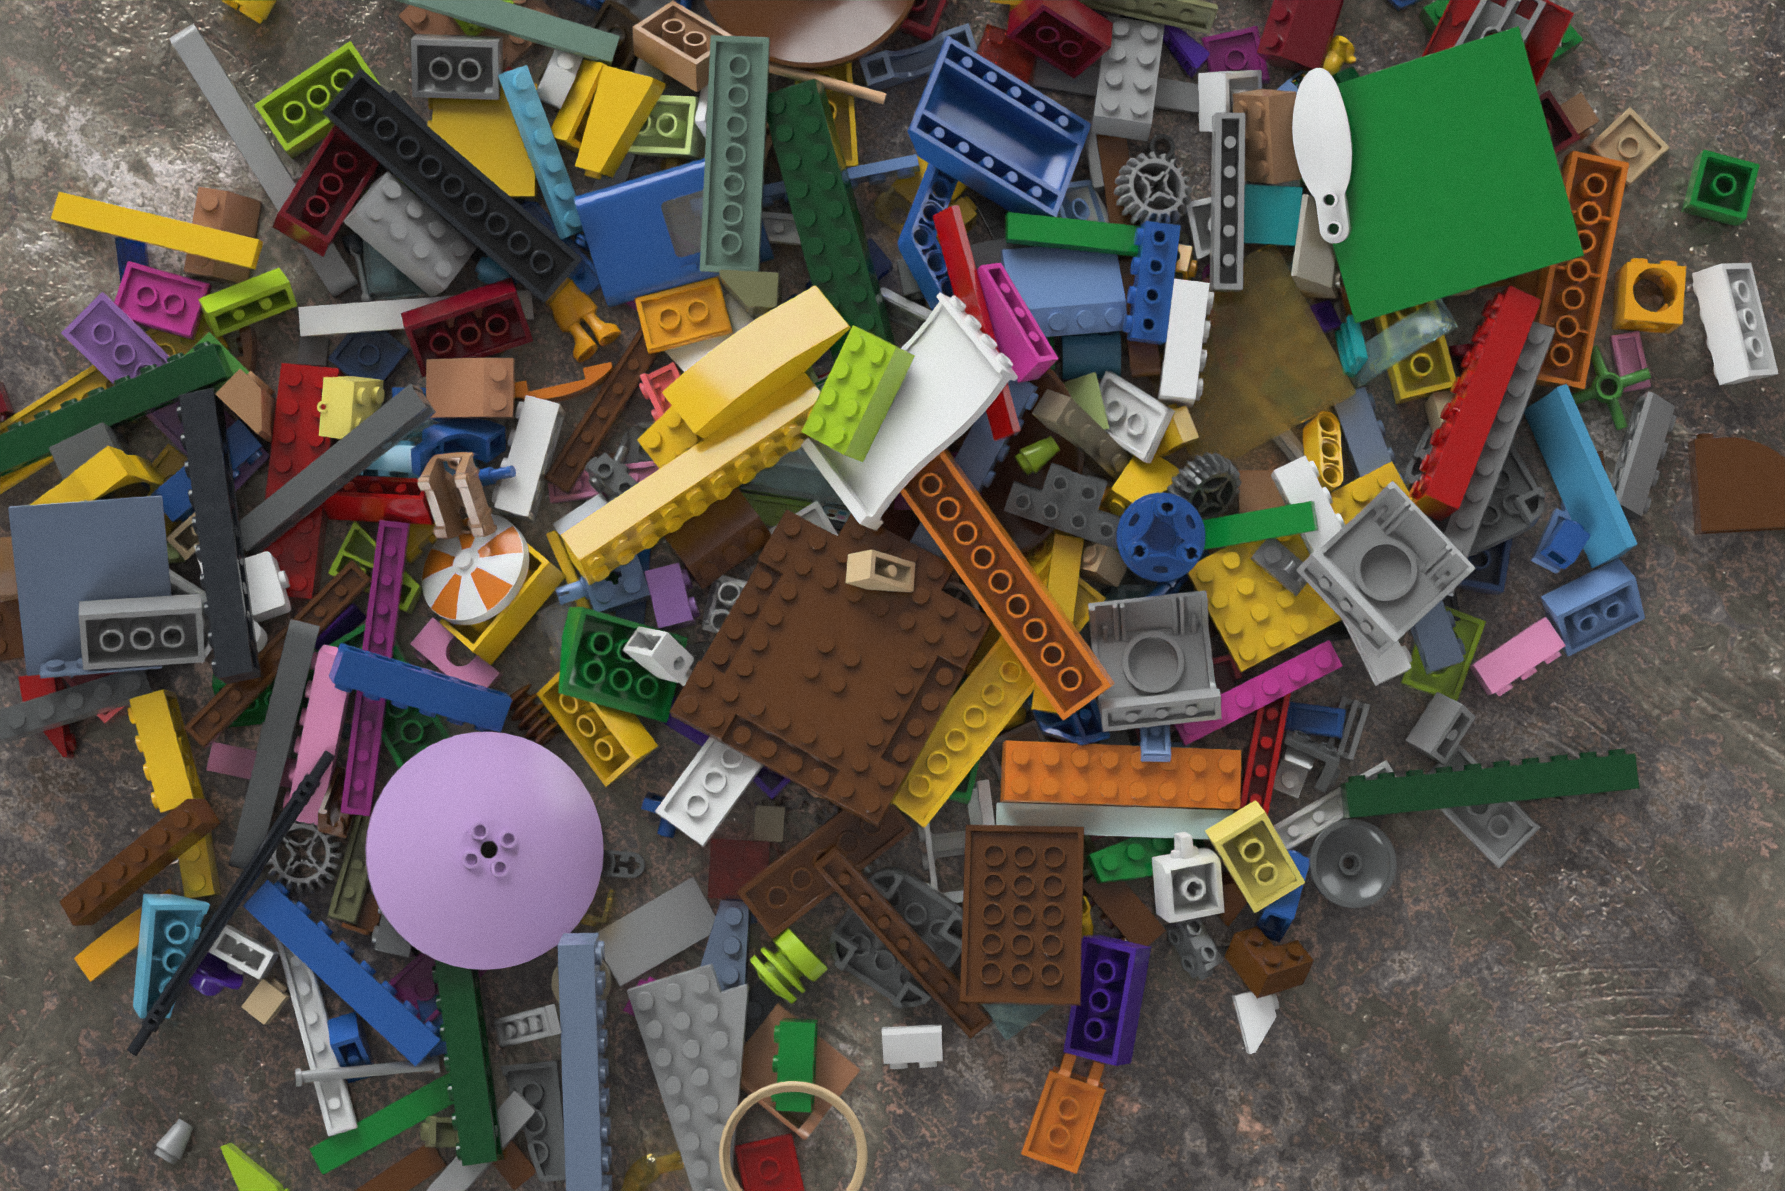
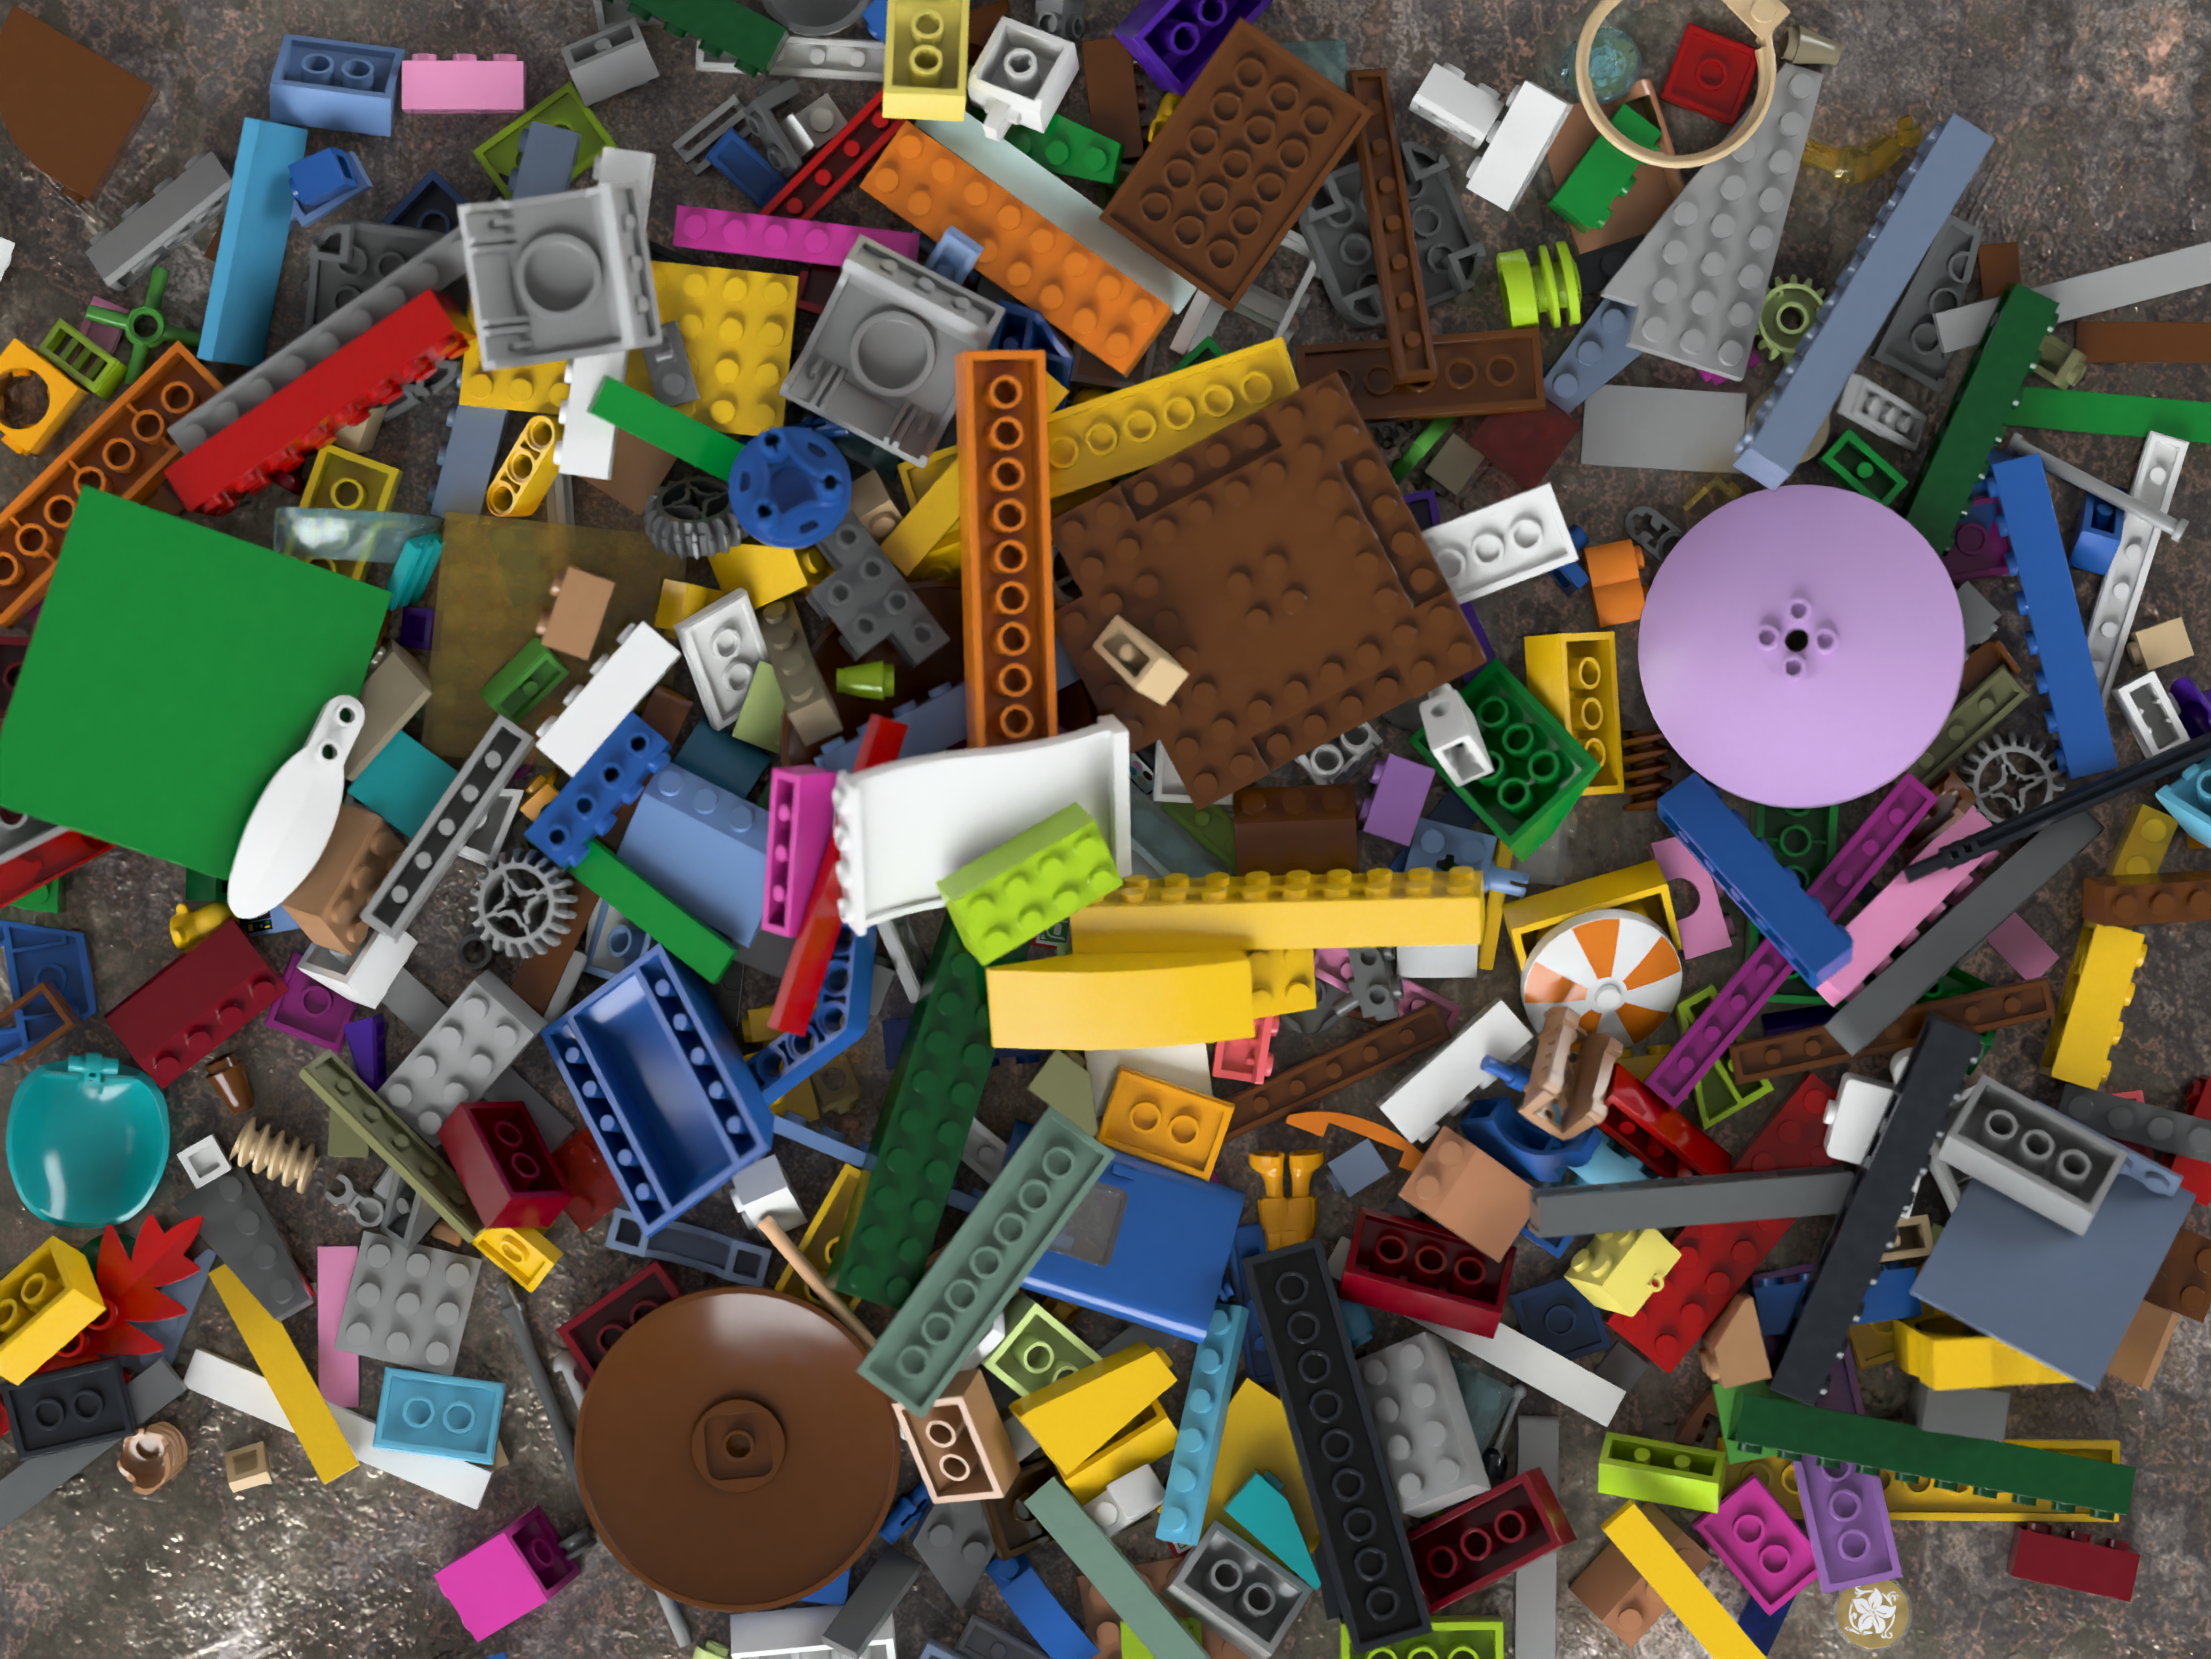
camera: 145 degrees left, 5 degrees up
(64, 302) = (1873, 1615): none -> tile
(467, 121) = (1268, 1515): none -> teal slope
(518, 985) = (1861, 468): none -> green brick
(551, 364) = (1355, 1167): none -> sand blue brick
(625, 818) = (1615, 581): none -> orange brick
(638, 1054) = (1787, 296): none -> yellowish green gear
(797, 816) = (1420, 447): none -> bright green tile
(833, 1132) = (1612, 65): none -> clear light blue tile
(858, 1044) = (1518, 145): none -> white brick
(890, 119) = (766, 1190): none -> white brick
(1238, 382) = (575, 612): none -> medium nougat brick
(1240, 322) = (524, 681): none -> bright green slope
(1613, 342) = (102, 376): none -> lime slope

